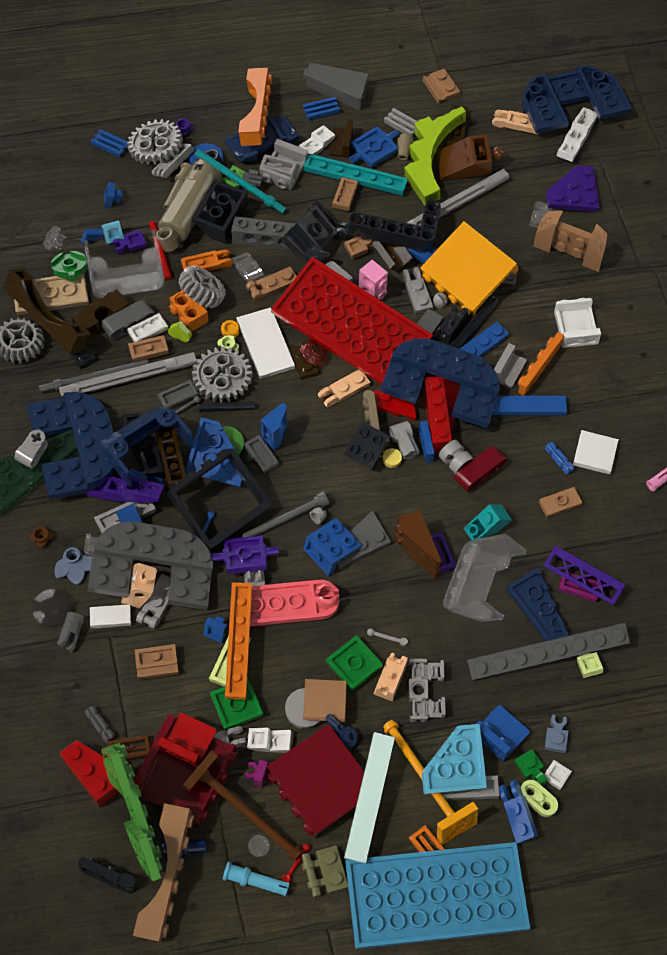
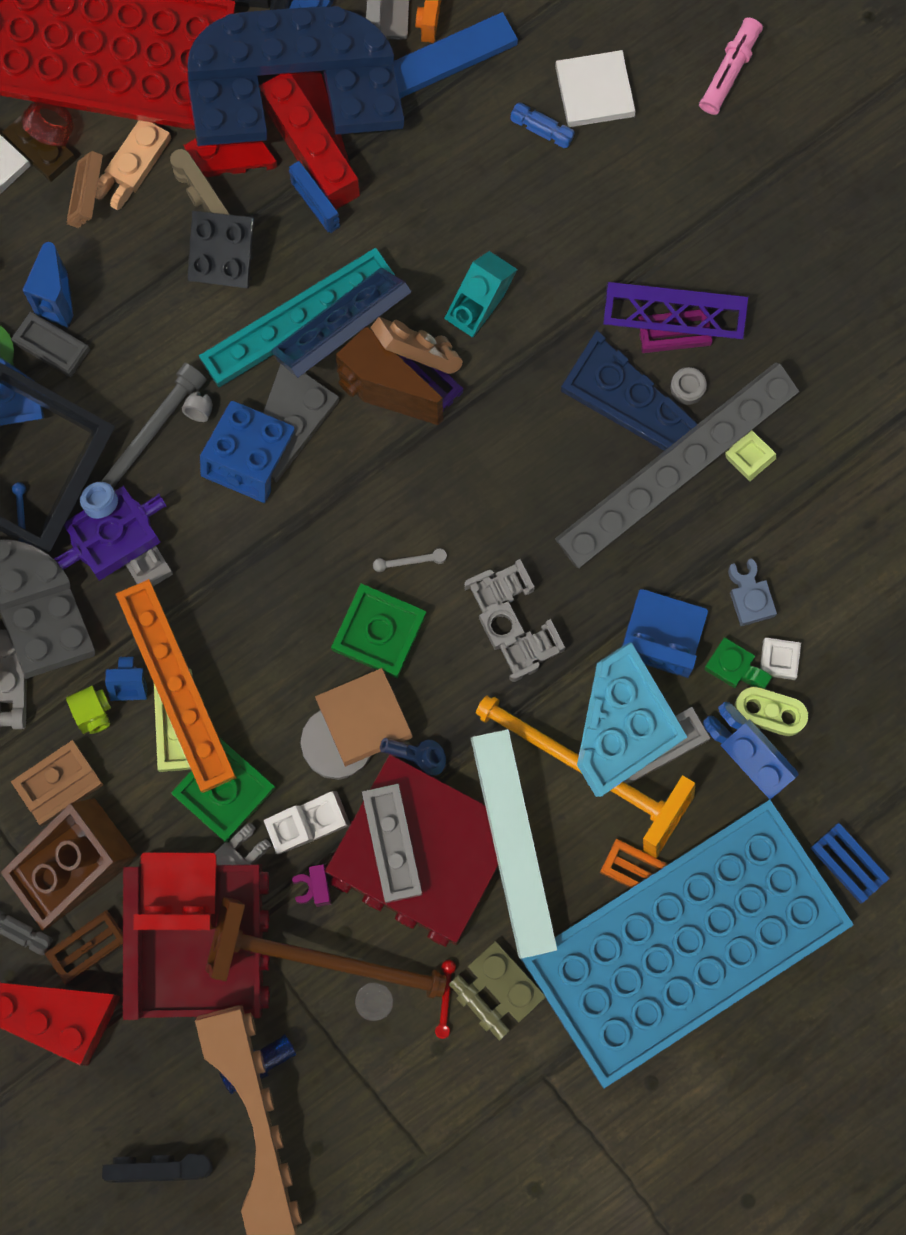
camera: 25 degrees left, 15 degrees up
(138, 829) = (166, 1069): bright green plate -> none
(142, 701) = (68, 862): none -> reddish brown slope
(190, 634) = (89, 710): none -> lime plate
(245, 876) = (377, 1061): medium azure pin -> none
(247, 536) = (98, 500): none -> medium blue tile
(293, 602) = (230, 576): coral plate -> none
(307, 766) = (391, 843): none -> light grey plate
(315, 389) = (84, 189): none -> medium nougat tile
(389, 494) = (258, 339): none -> teal plate
(391, 677) = (448, 626): light nougat hinge -> none
(392, 458) = (270, 250): light yellow tile -> none
(403, 436) = (269, 203): light grey piece -> none
(408, 503) = (340, 321): none -> dark blue tile
(442, 532) = (417, 345): none -> medium nougat plate
(455, 455) = (377, 202): light grey wheel -> none
(475, 576) = (501, 392): clear windscreen -> none
(480, 468) = (424, 203): dark red beam -> none
(539, 879) = (859, 852): none -> blue tile
(560, 502) = (578, 201): medium nougat plate -> none
(574, 616) = (688, 386): none -> light grey tile

